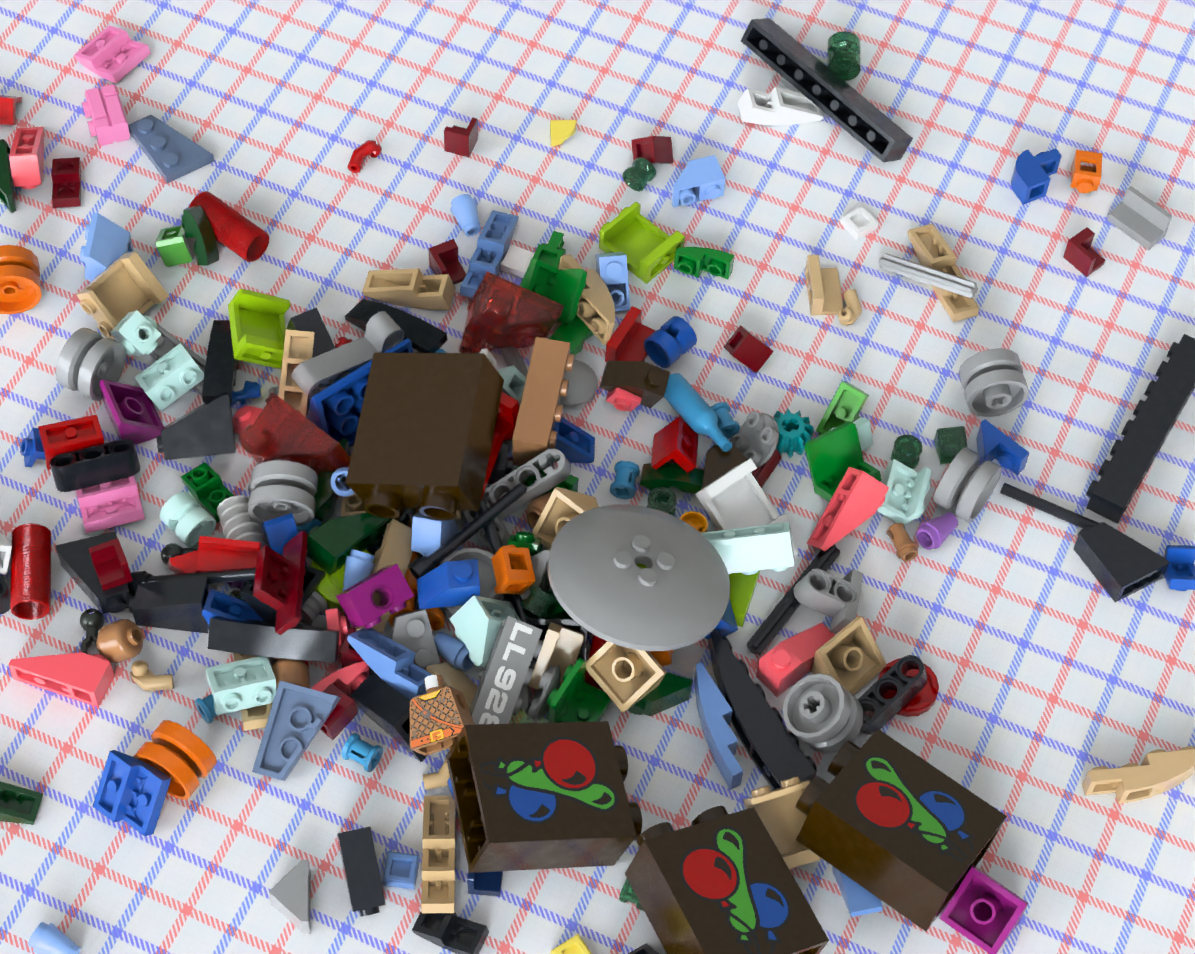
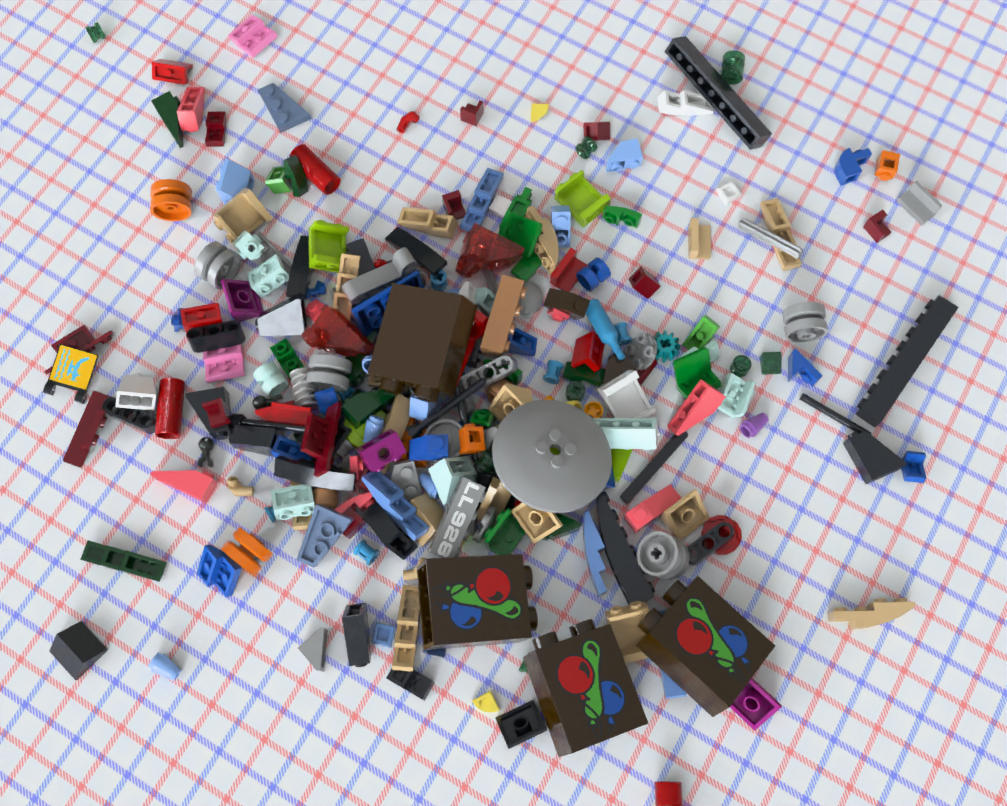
camera: 10 degrees right, 15 degrees up
(106, 114) = (244, 81): bright pink brick -> none
(120, 641) = (221, 462): medium nougat head -> none
(437, 717) = (413, 543): torso -> none
(466, 213) = (469, 169): light blue cone -> none
(831, 595) = (674, 469): light grey tile -> none
(852, 310) = (717, 256): tan arm -> none
(902, 542) = (730, 431): medium nougat pin -> none
(967, 484) = (776, 395): light grey wheel -> none

